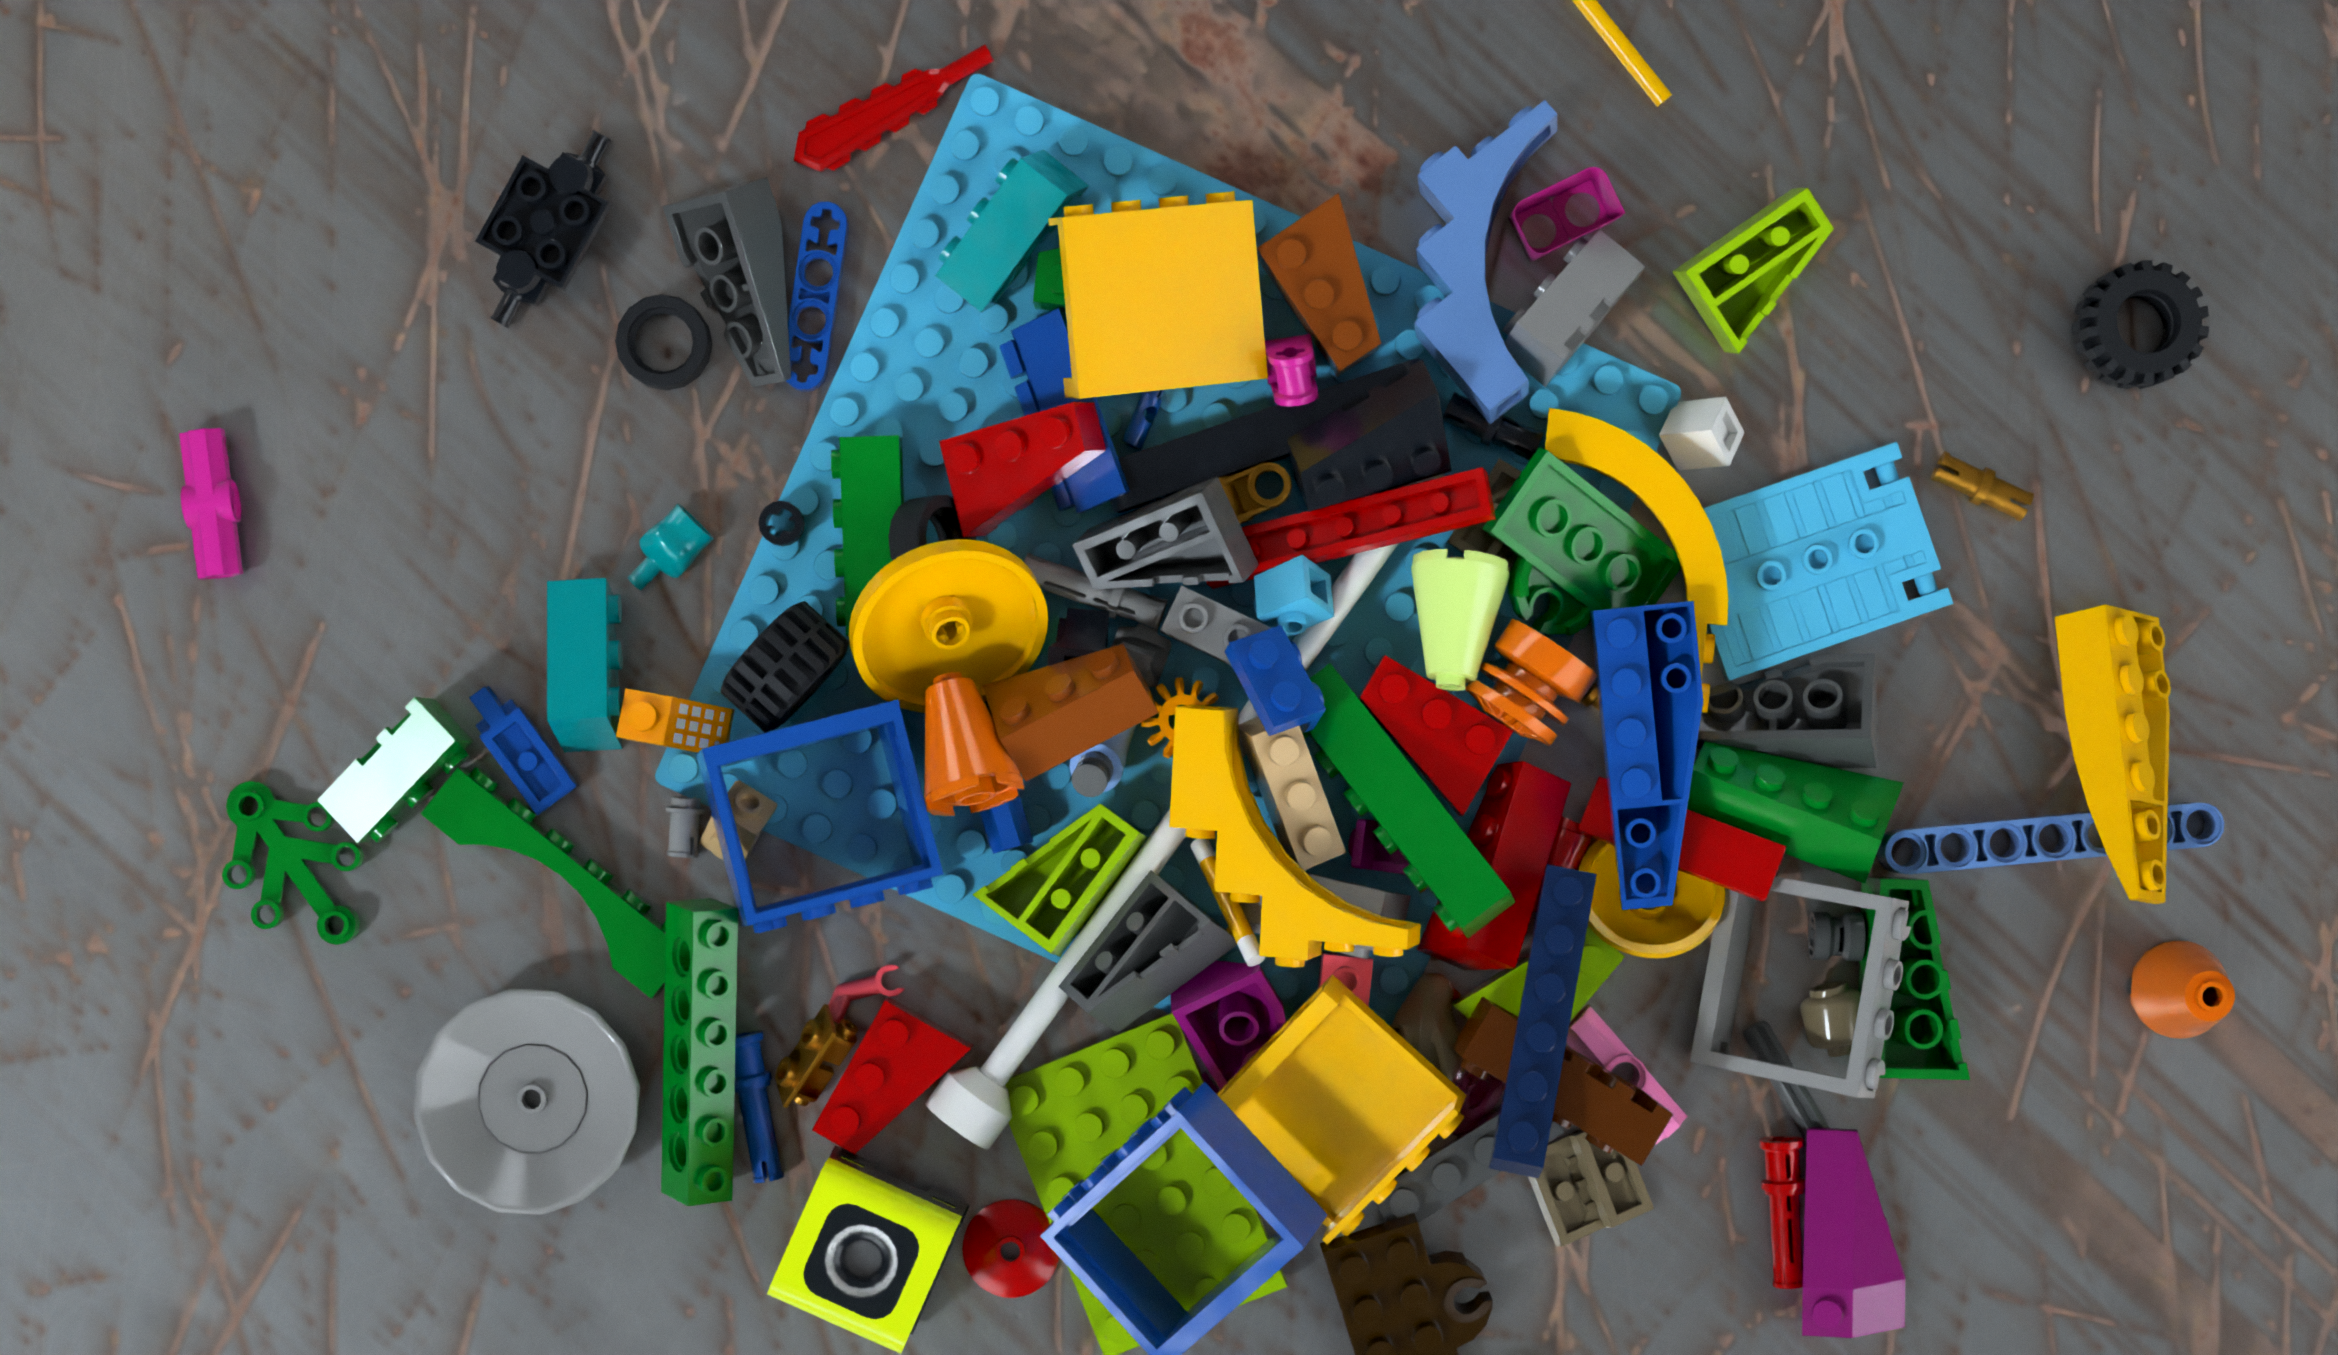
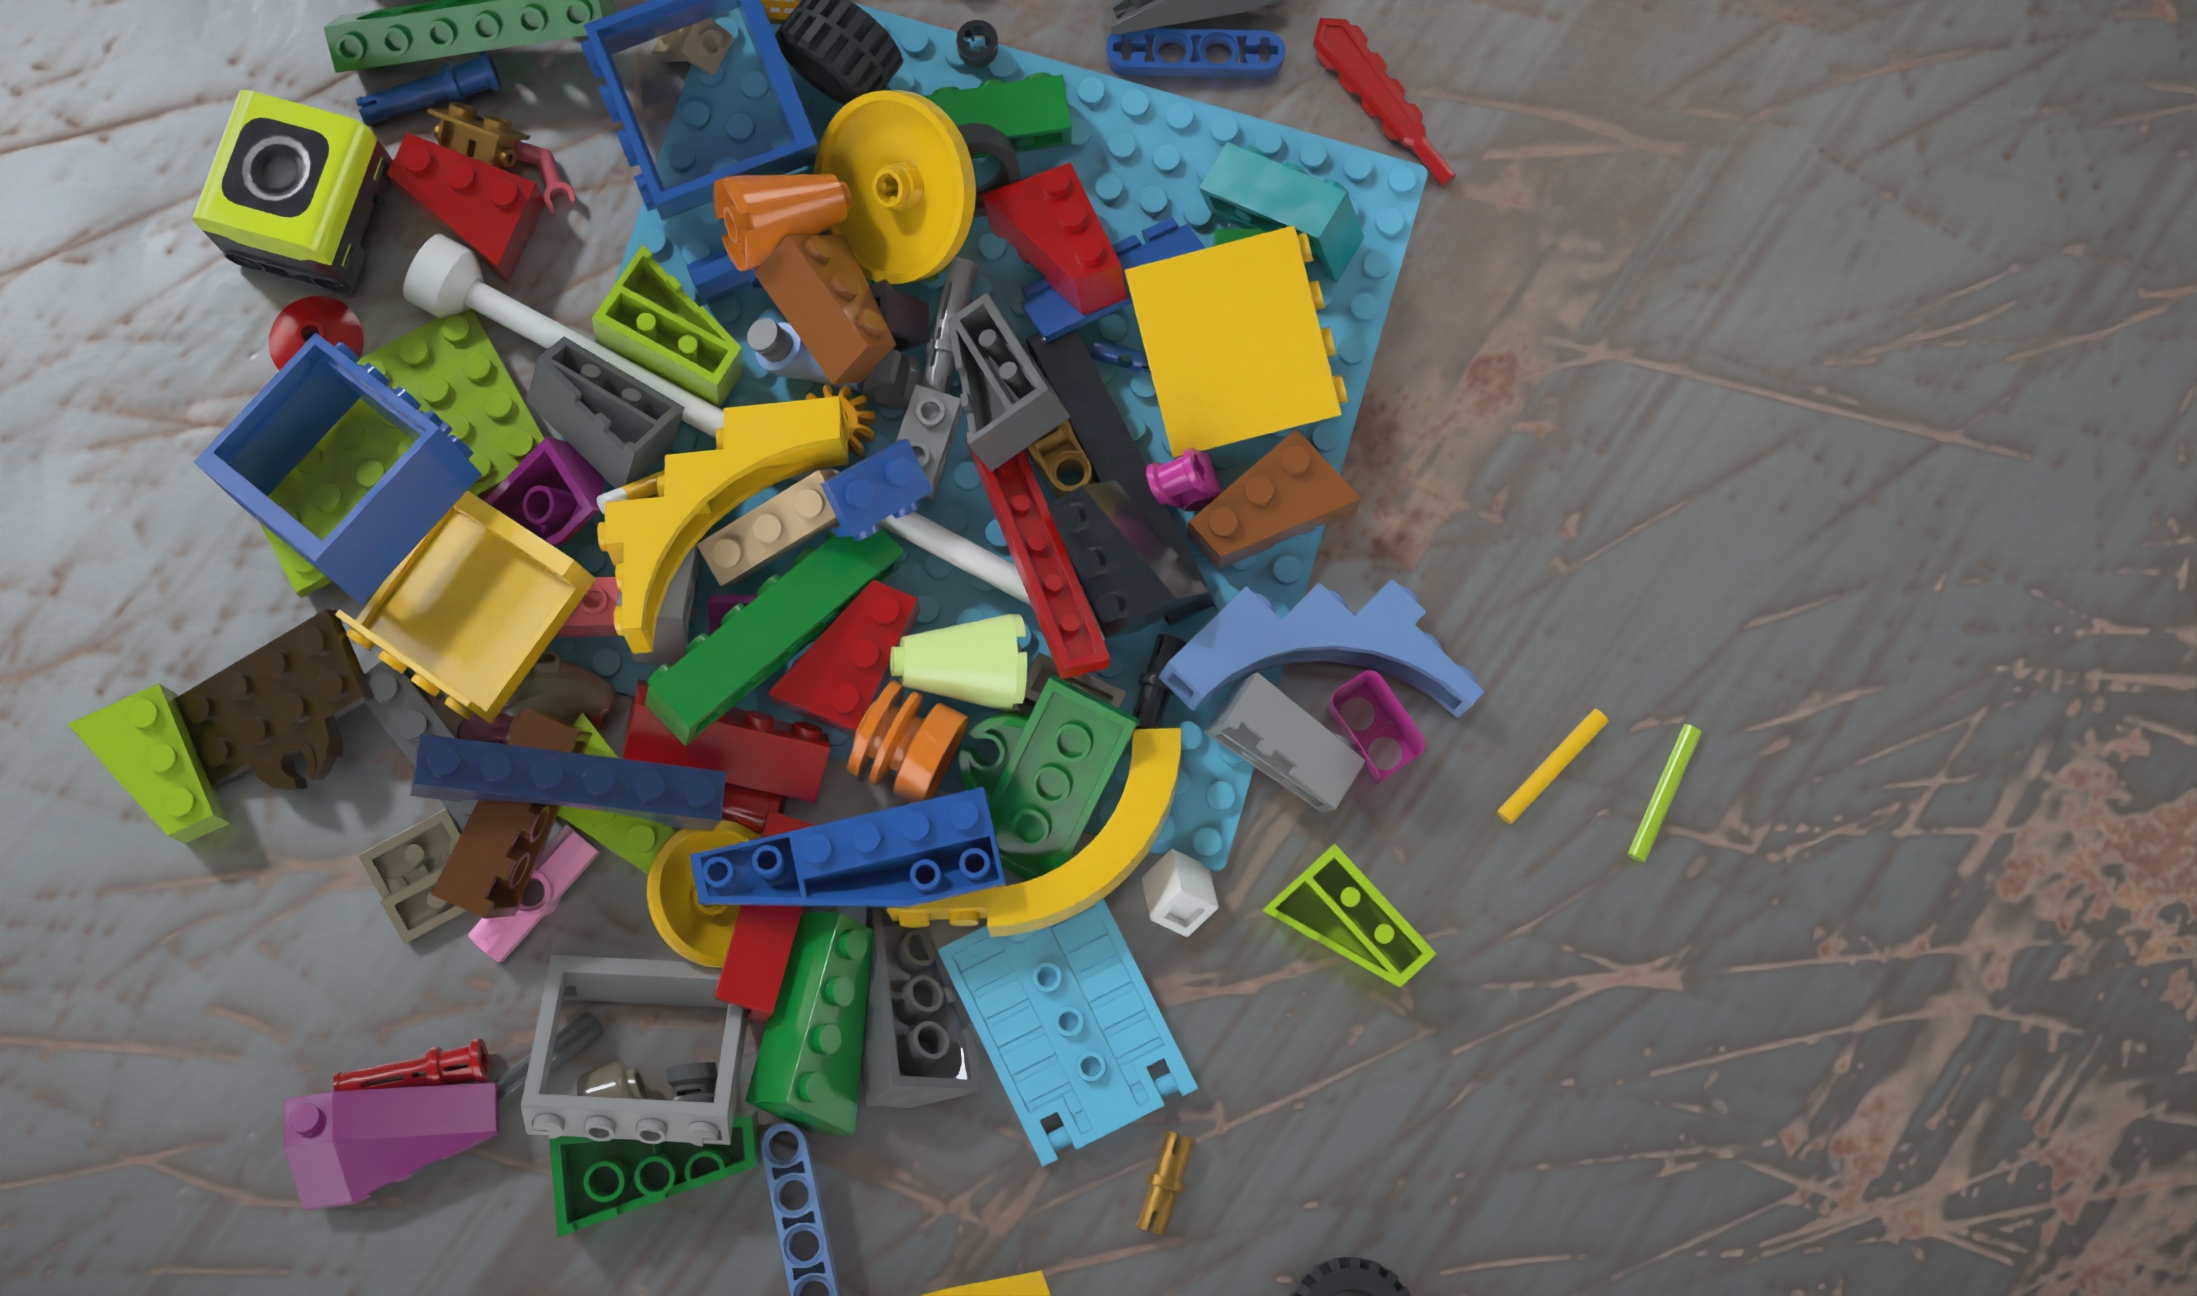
camera: 75 degrees right, 10 degrees down
(1293, 596) = (964, 507): medium azure brick -> none

